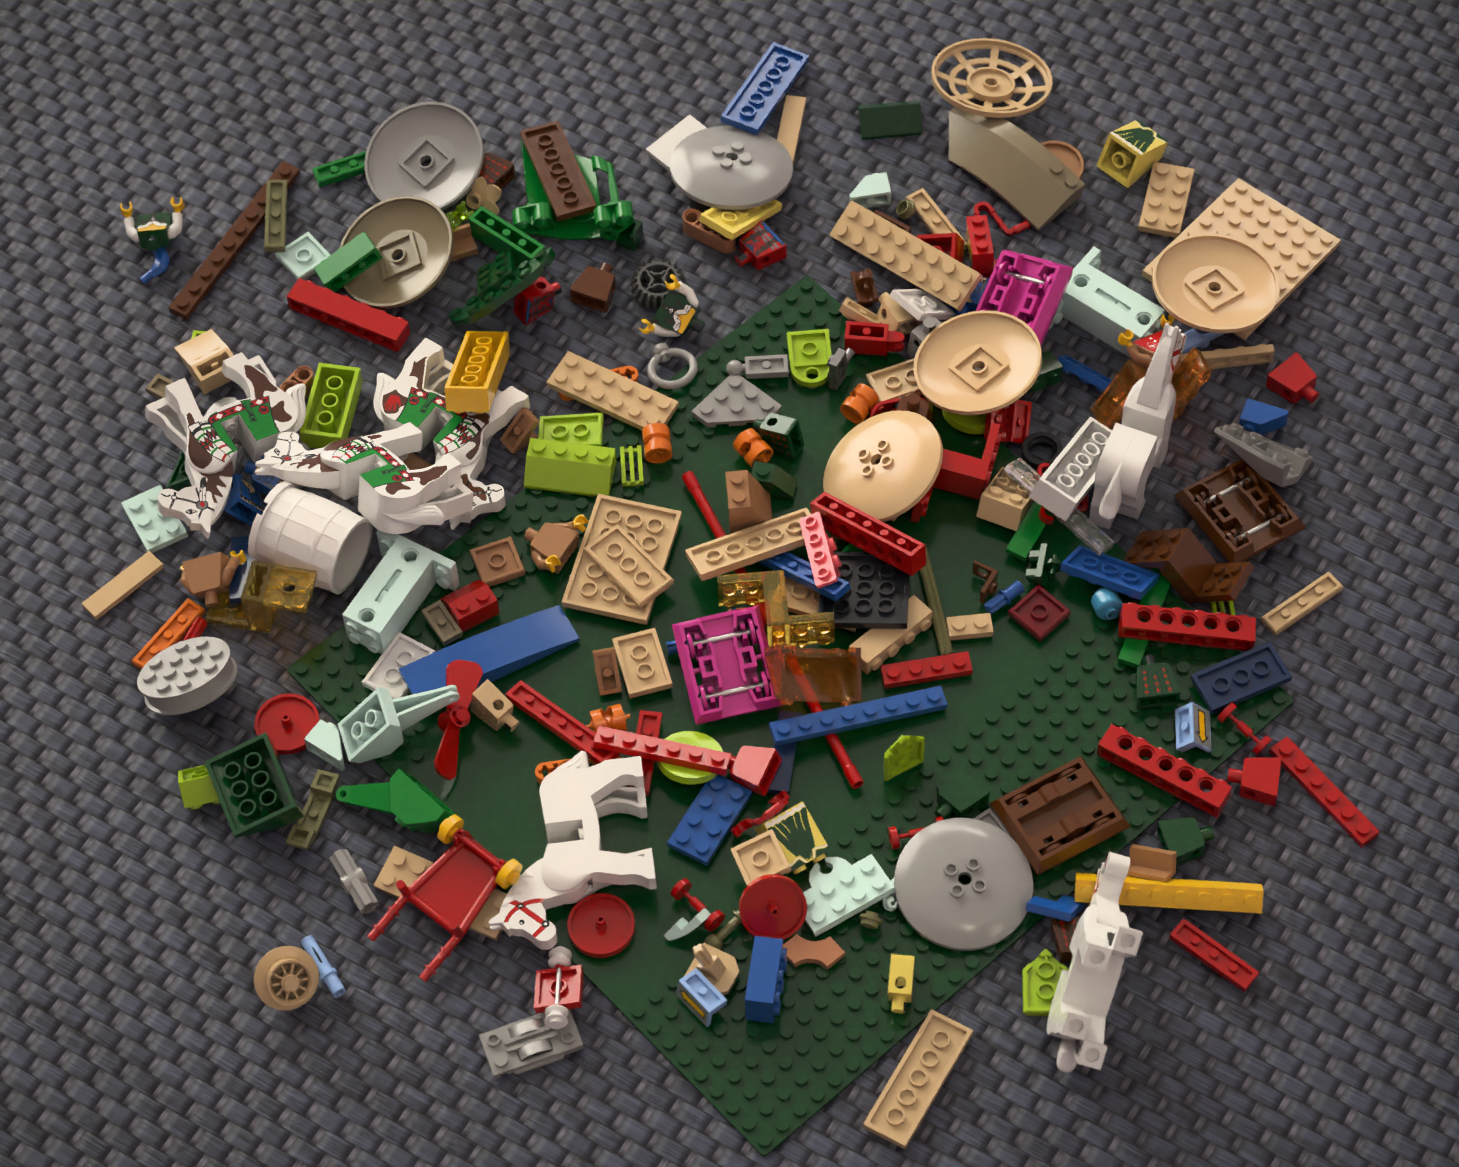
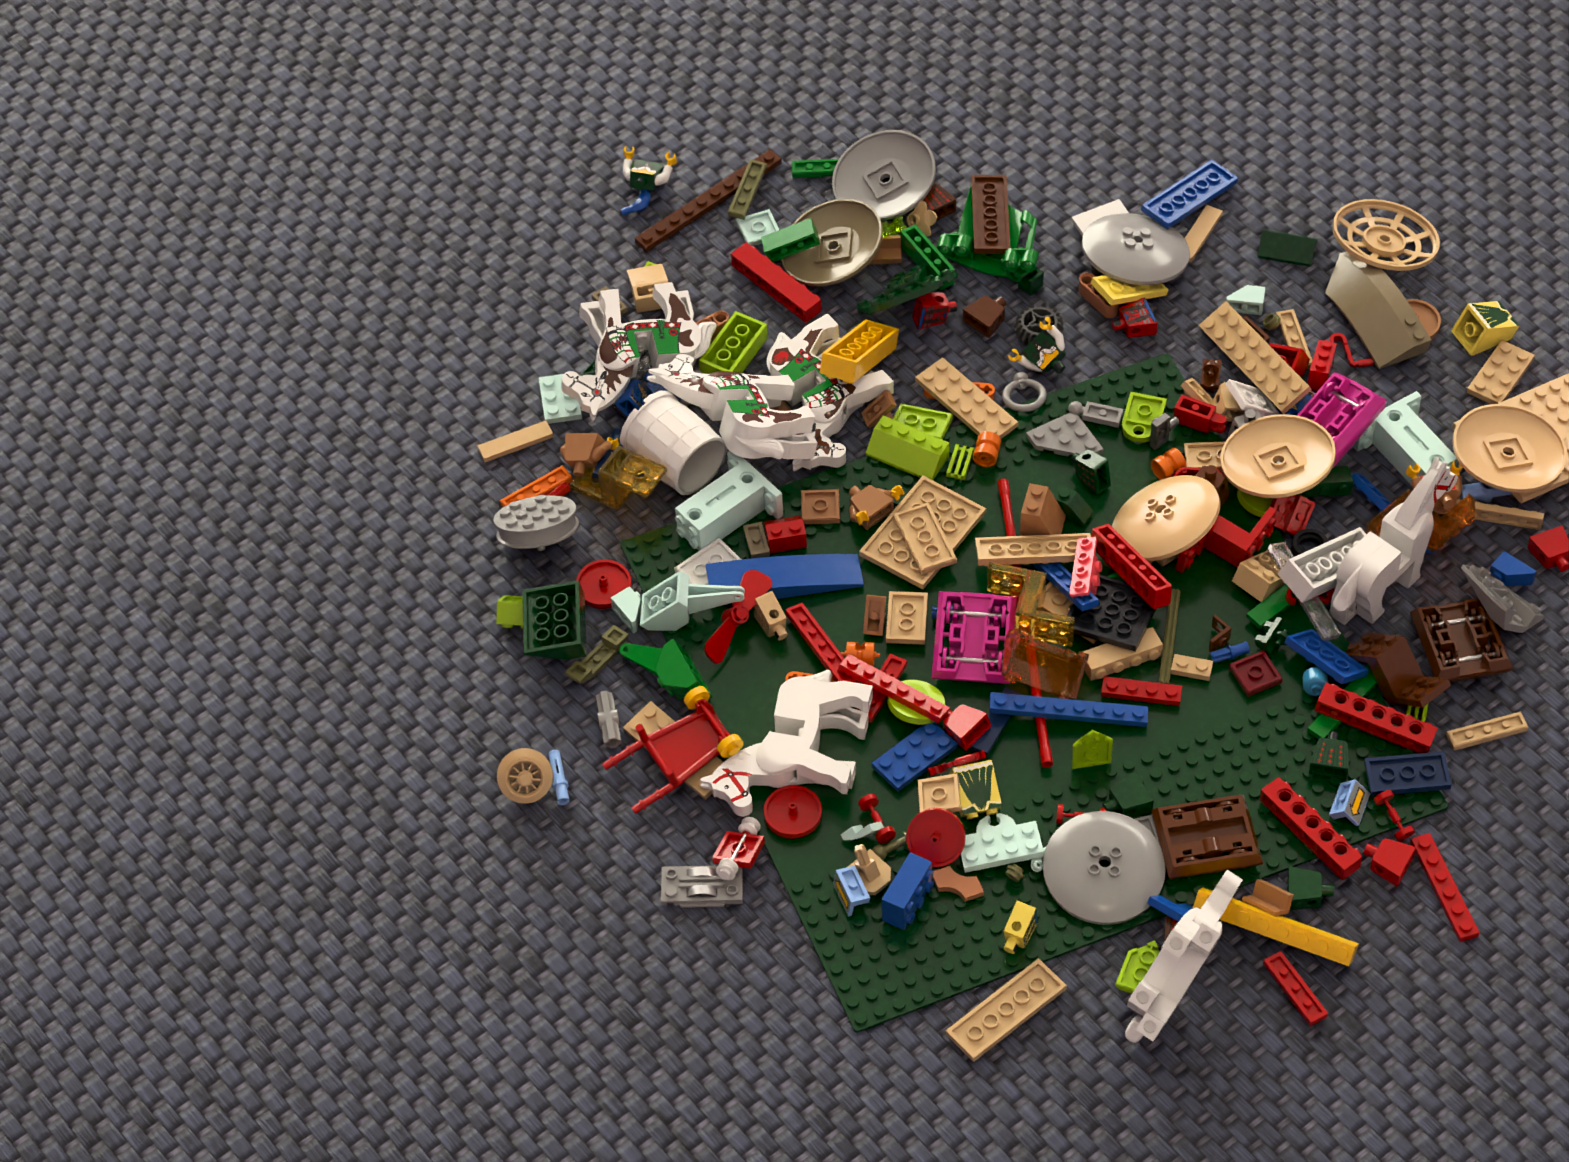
camera: 20 degrees right, 5 degrees down
(752, 447) = (1064, 473): orange wheel -> none

